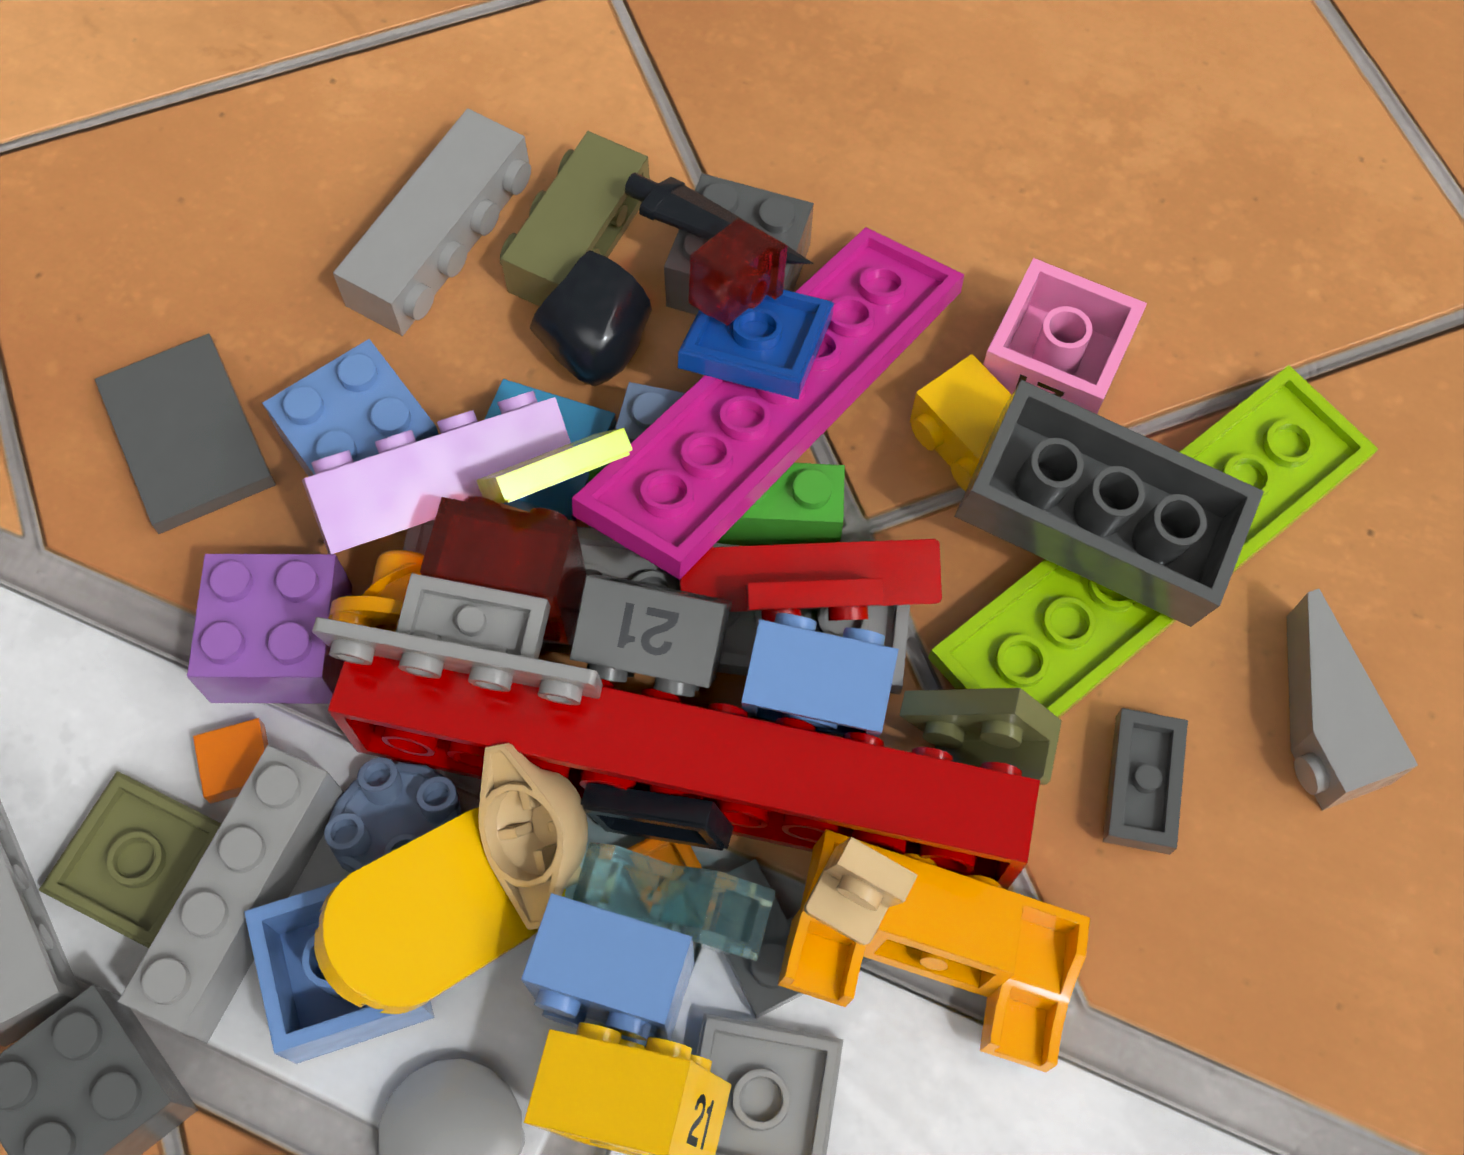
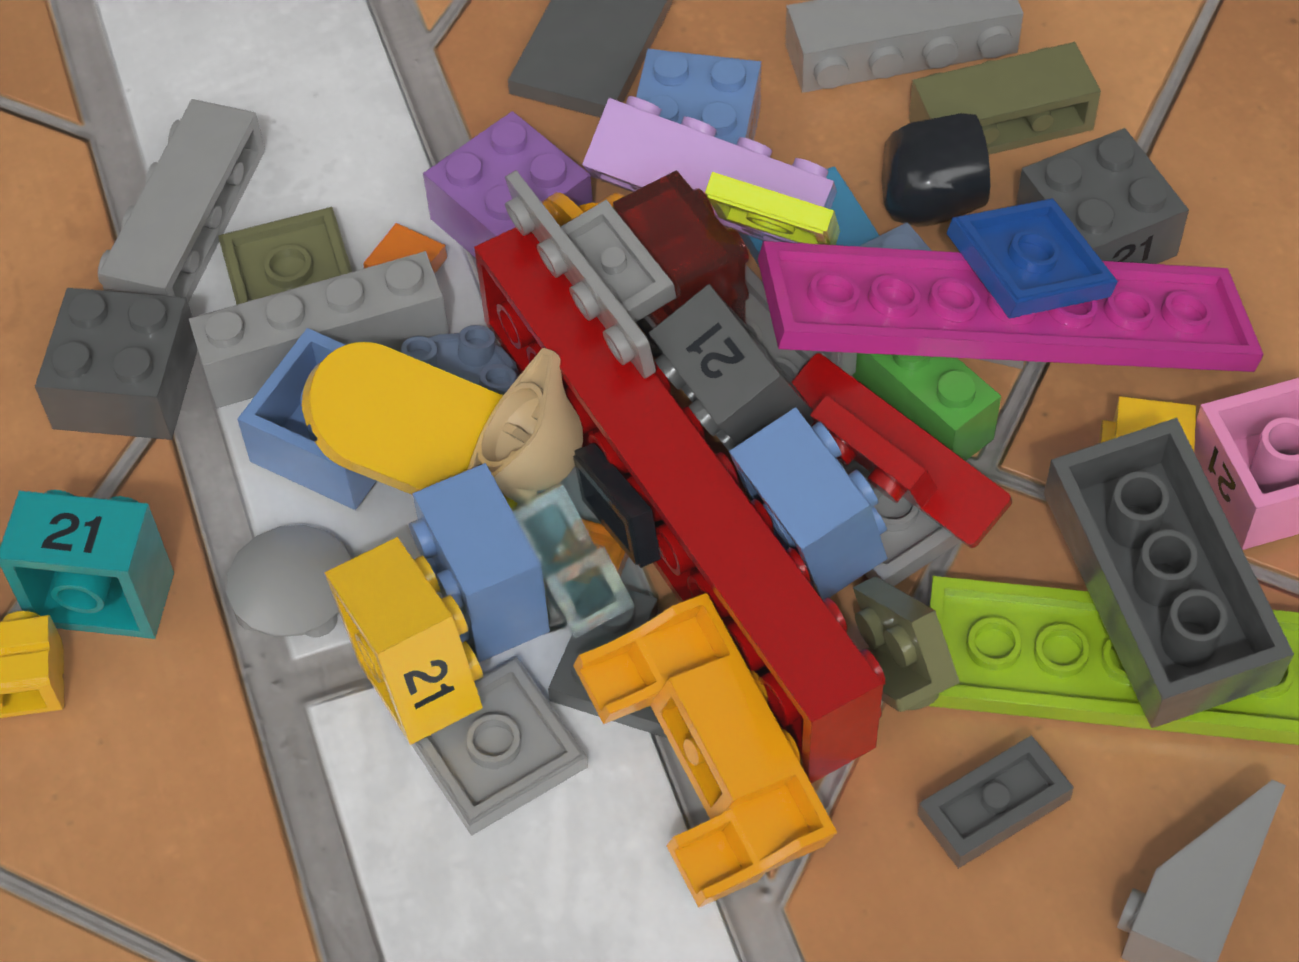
camera: 50 degrees right, 10 degrees down
(686, 209) = (1080, 145): black bar -> none
(736, 271) = (1052, 195): clear red brick -> none
(858, 890) = (677, 634): tan bracket -> none

